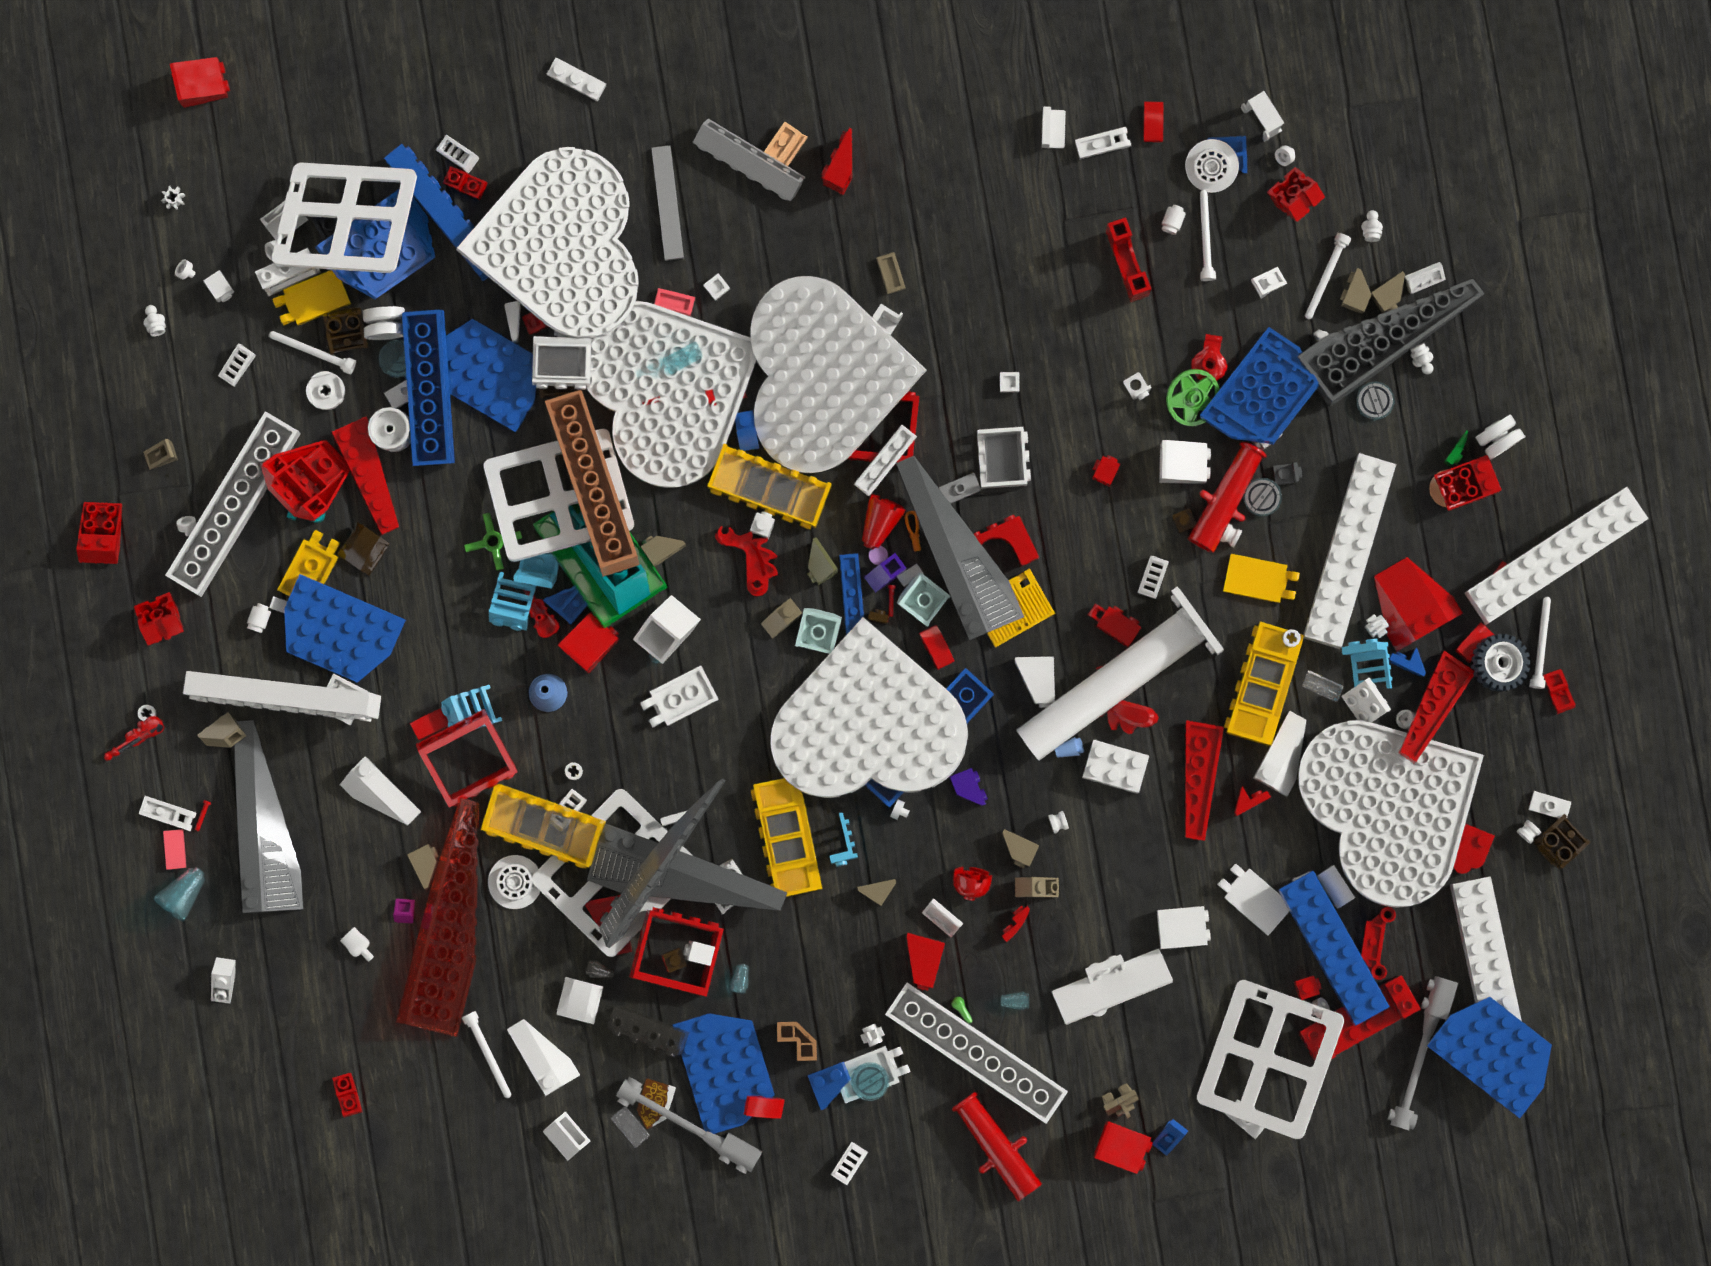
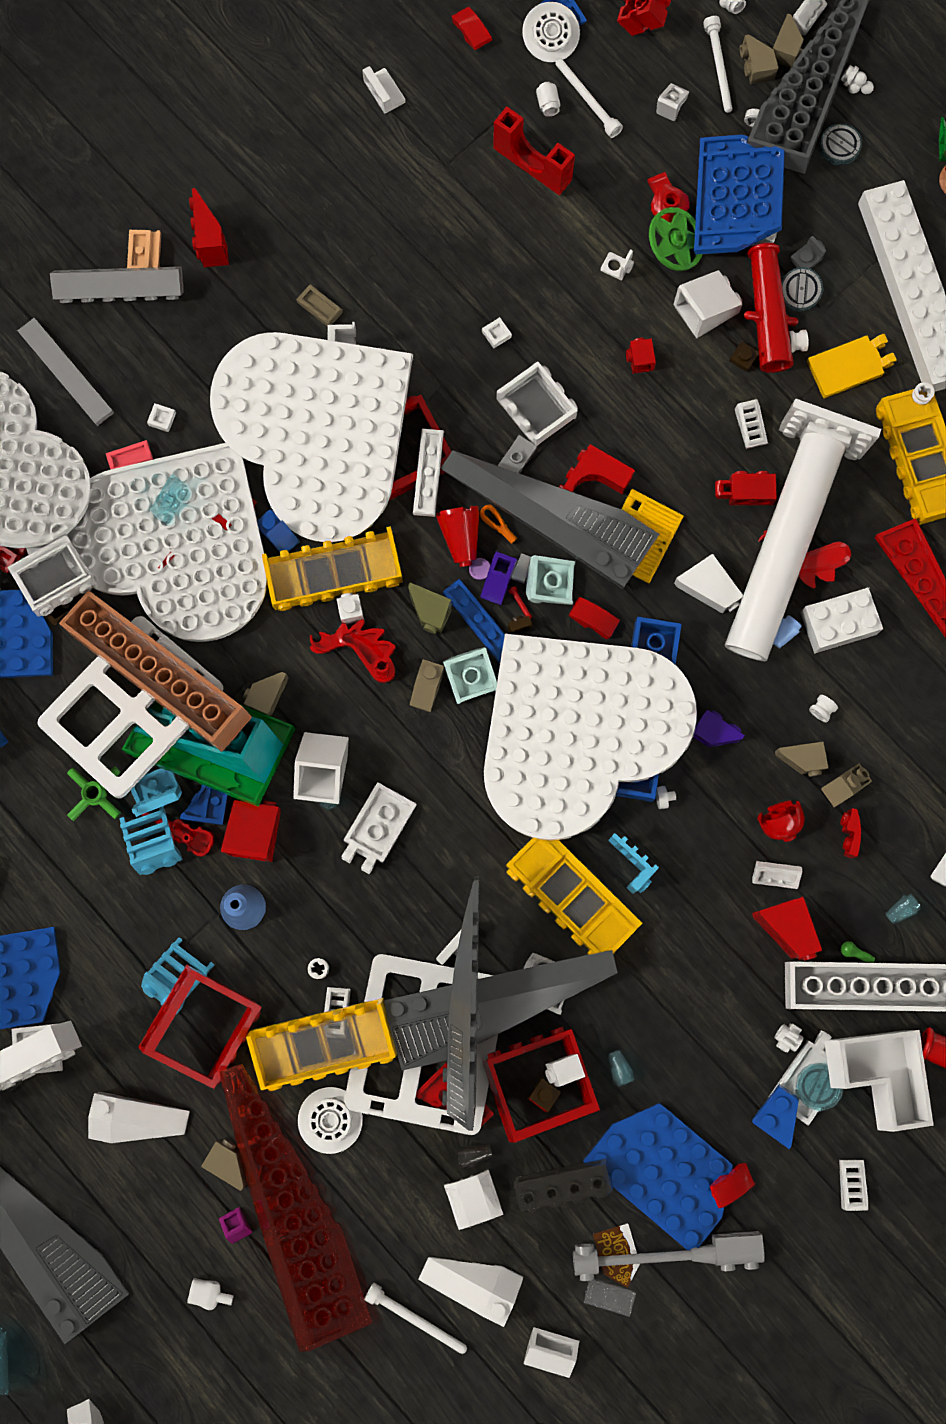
camera: 35 degrees left, 5 degrees down
(429, 724) = (142, 1016): red slope -> none
(805, 1042) = (709, 1088): medium nougat brick -> none
(878, 891) = (698, 889): dark tan slope -> none
(929, 1100) = (893, 1069): none -> white piece
(1102, 143) = (437, 74): white plate -> none

